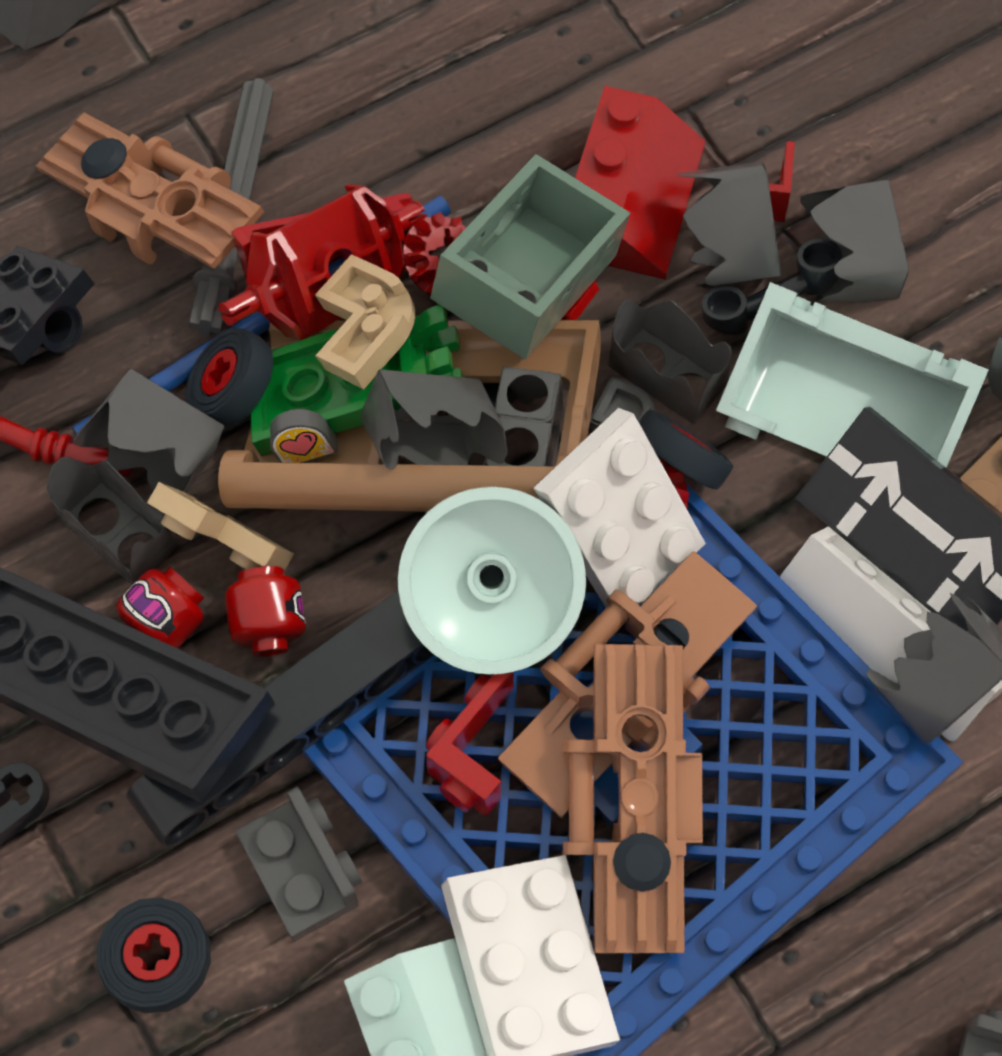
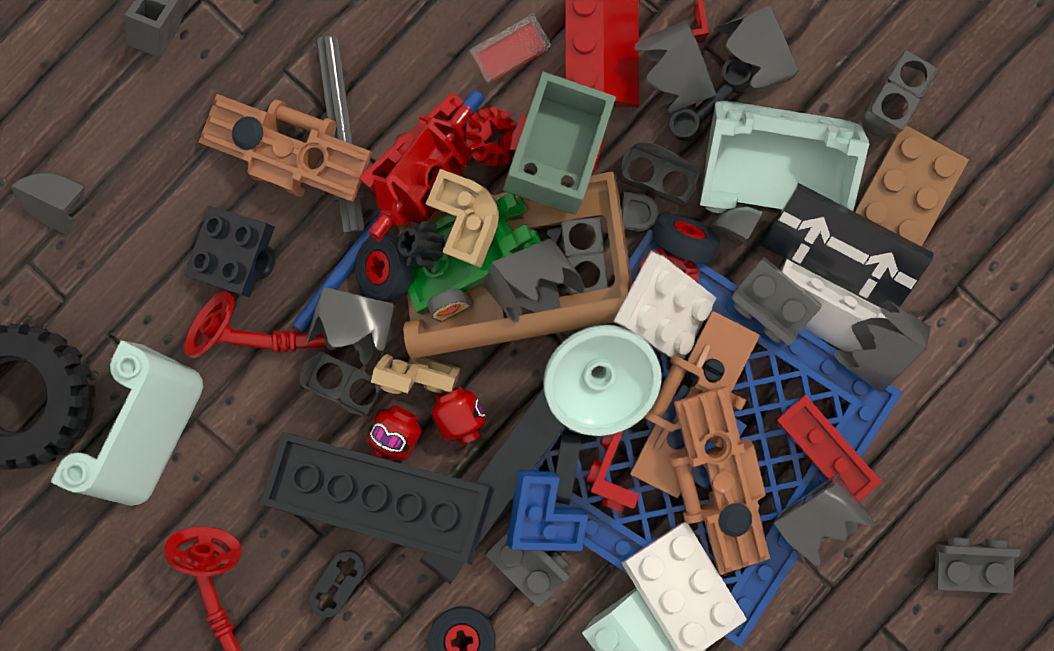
camera: 15 degrees left, 20 degrees up
(289, 344) = (421, 244): none -> black gear
(324, 780) = (536, 522): none -> blue plate
(401, 720) = (567, 465): none -> black beam
(493, 161) = (510, 48): none -> clear tile
(765, 457) = (736, 224): none -> dark grey brick
(787, 894) = (825, 511): none -> dark grey piece
(796, 568) = (775, 302): none -> dark grey bracket
(821, 810) = (827, 447): none -> red plate

